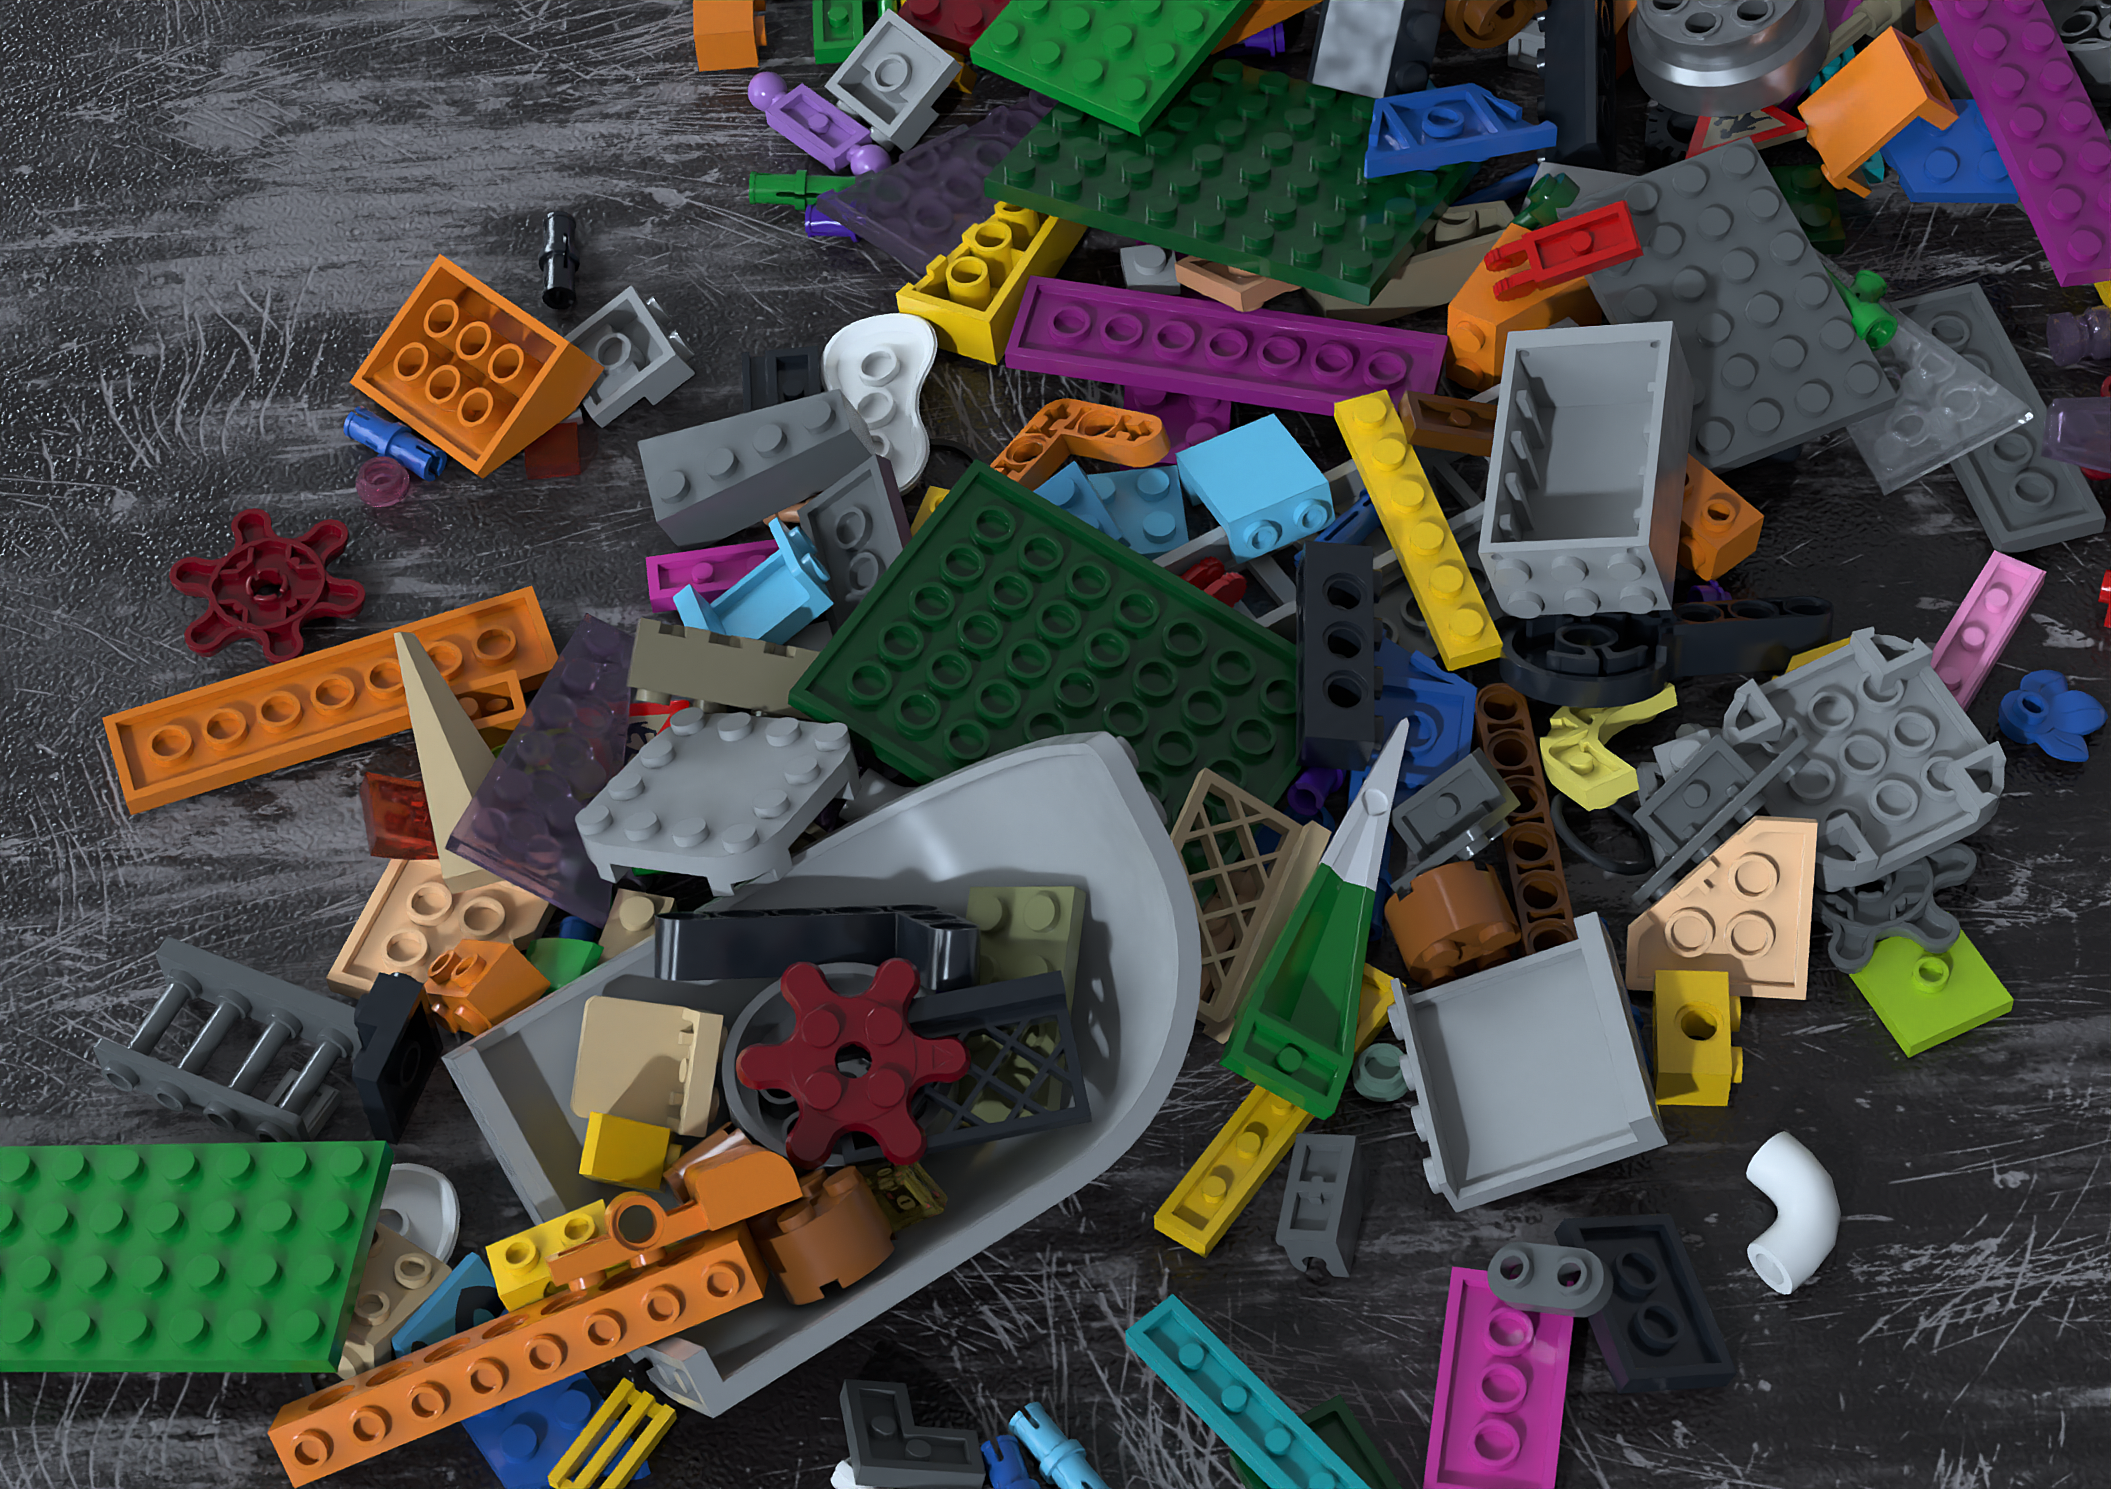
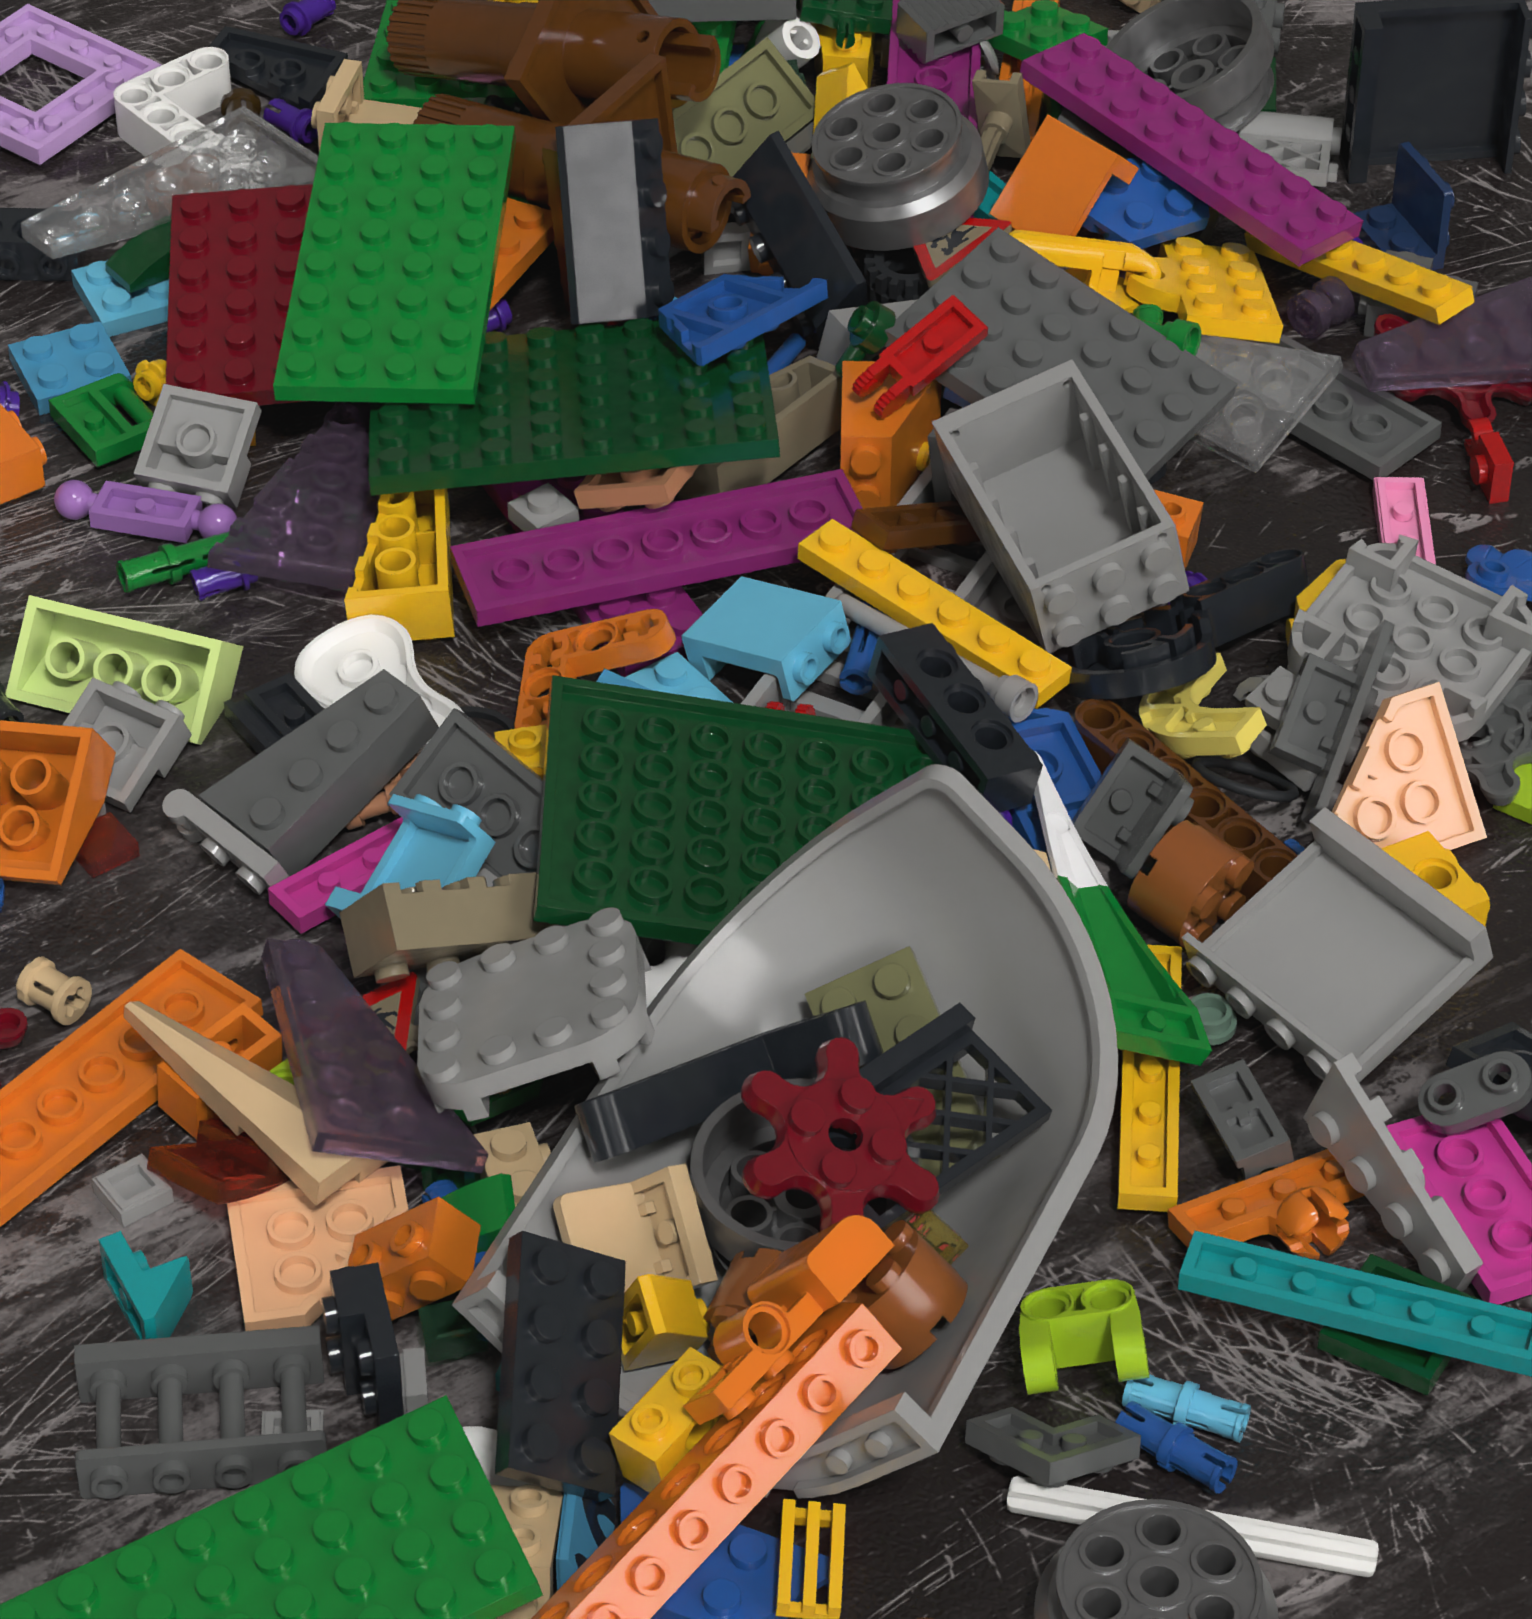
camera: 35 degrees left, 10 degrees down
(272, 913) = (147, 1296): none -> teal slope
(337, 804) = (132, 1191): none -> light grey tile
(408, 580) = (54, 991): none -> tan bush
(416, 1112) = (413, 1379): none -> light grey tile
(492, 1159) = (560, 1366): none -> black plate
(646, 535) = (222, 840): none -> light grey plate
(698, 277) = (70, 645): none -> yellowish green slope
(1006, 1333) = (1078, 1328): none -> lime piece
(1311, 1300) = (1291, 1202): none -> orange plate
(1382, 1312) = (1388, 1176): none -> light grey wing
(1416, 649) = (1010, 693): none -> light grey piece
(1962, 276) = (1197, 281): none -> yellow plate

